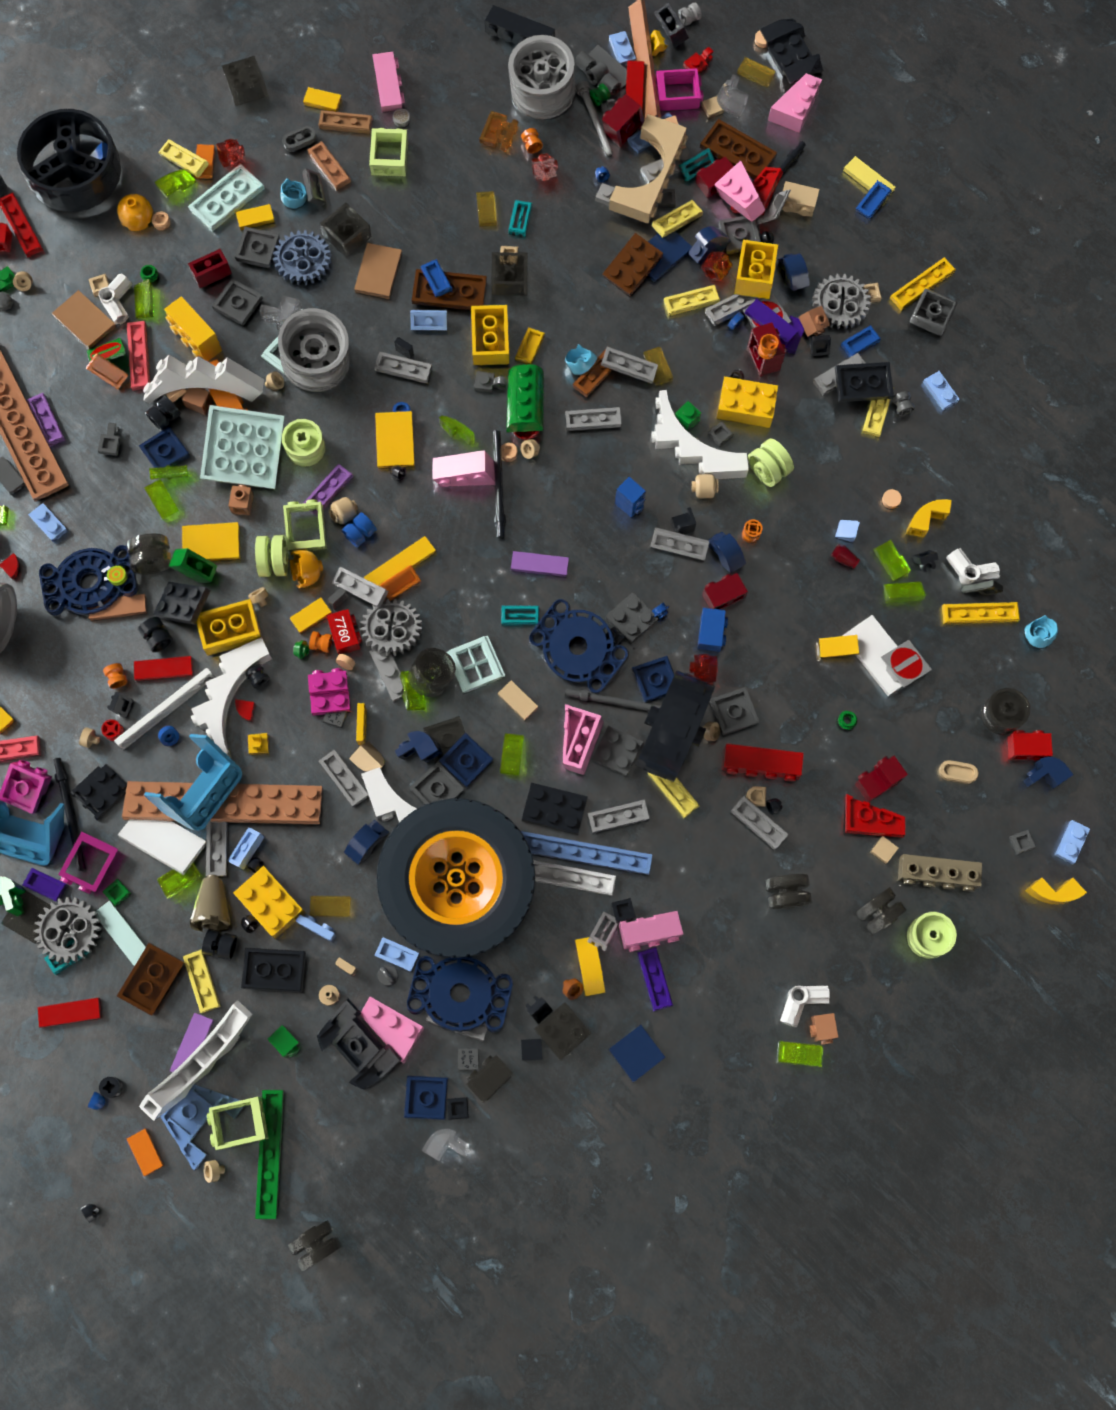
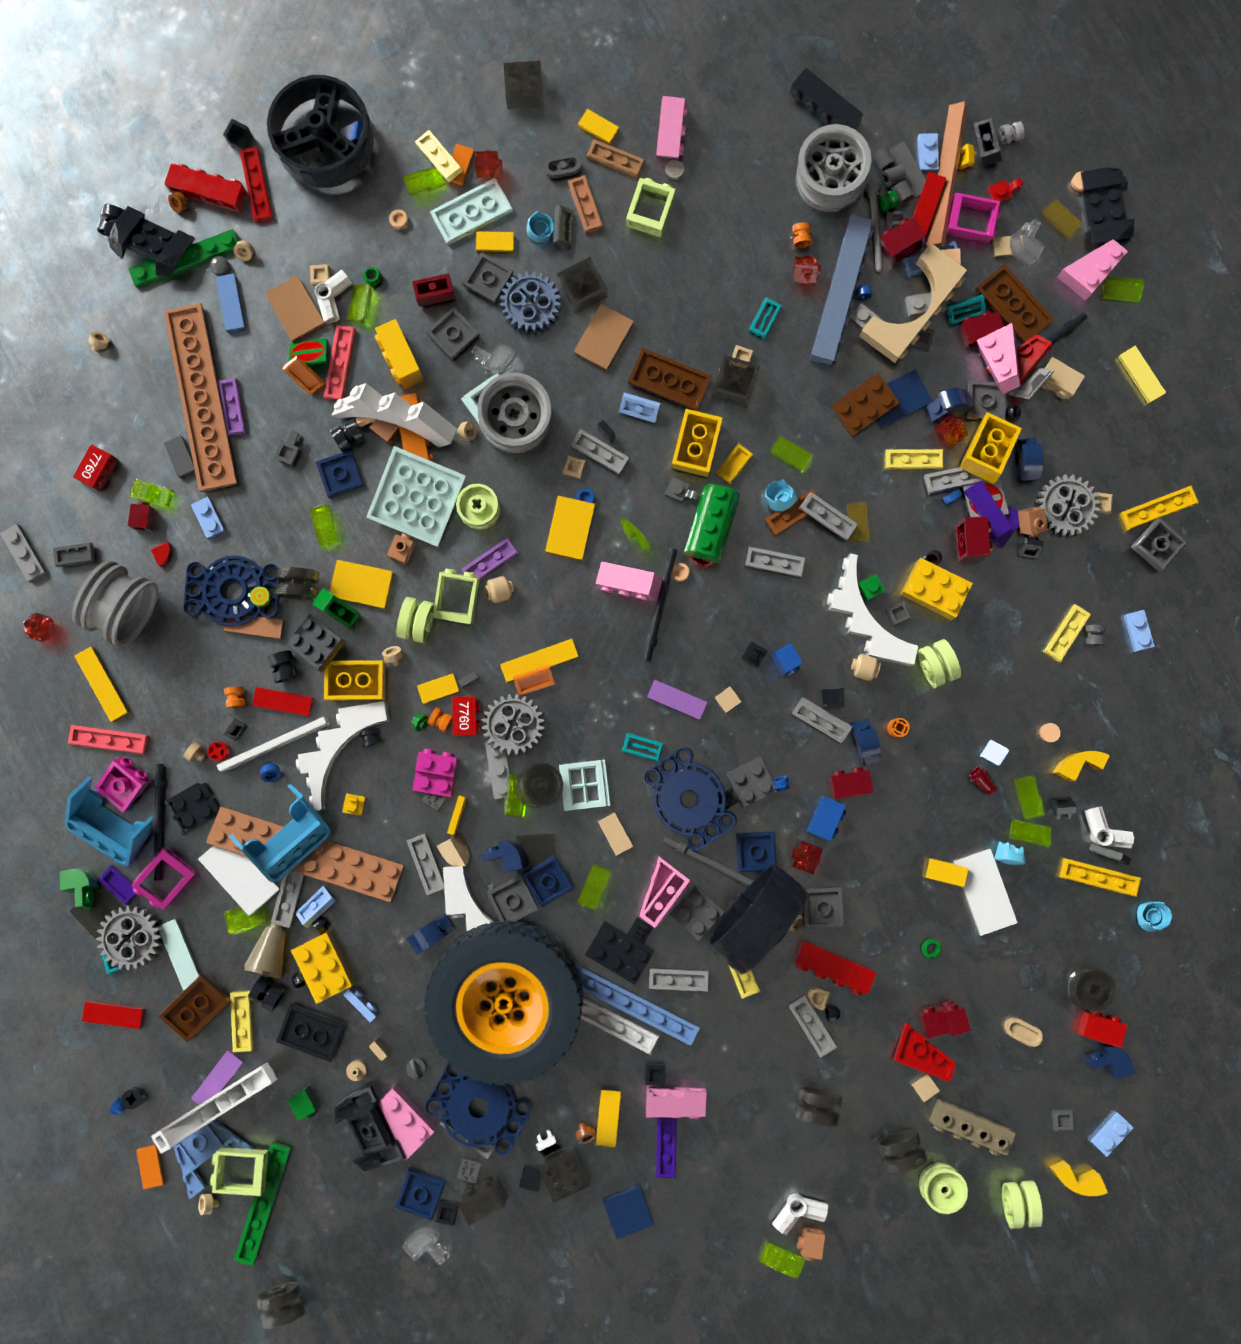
camera: 20 degrees right, 10 degrees up
(21, 330) = (230, 303): none -> medium blue tile
(90, 1212) = (87, 1207): black hinge -> none
(117, 892) = (184, 912): green tile -> none
(135, 212) = (375, 203): light orange cylinder -> none
(168, 472) = (337, 499): clear neon green pin -> none
(245, 709) = (350, 766): red tile -> none
(305, 568) = (445, 639): light orange cylinder -> none
(330, 906) = (380, 985): clear yellow tile -> none
(345, 662) = (459, 747): light nougat tile -> none
(360, 587) = (493, 675): light grey plate -> none
(361, 528) = (508, 615): blue wheel -> none
(383, 388) = (574, 467): none -> tan tile
(397, 954) = (427, 1051): light blue plate -> none
(398, 472) = (563, 563): black hinge -> none
(436, 278) = (659, 364): blue tile -> none
(486, 208) = (733, 298): clear yellow tile -> none
(493, 129) = (765, 211): clear orange plate -> none
(530, 448) = (702, 576): tan tile -> none
(568, 781) = (640, 930): none -> black tile
(578, 324) = (790, 453): none -> clear neon green tile
(581, 177) = (841, 290): none -> sand blue brick
(587, 551) = (727, 699): none -> tan tile
(598, 941) = (621, 1100): light grey tile -> none
(599, 504) = (754, 654): none -> black tile
(677, 218) = (926, 365): light yellow tile -> none
(768, 346) = (978, 543): orange wheel -> none
(827, 381) = (1041, 583): light grey plate -> none
(828, 113) = (1122, 288): none -> clear neon green slope
(861, 341) = (1073, 554): blue tile -> none
(864, 382) = (1062, 602): black plate -> none
(873, 199) = (1138, 400): blue tile -> none
(891, 614) = (1010, 854): none -> medium azure hair
(905, 664) = (1007, 910): piece -> none
(1010, 927) = (1022, 1204): none -> yellowish green wheel

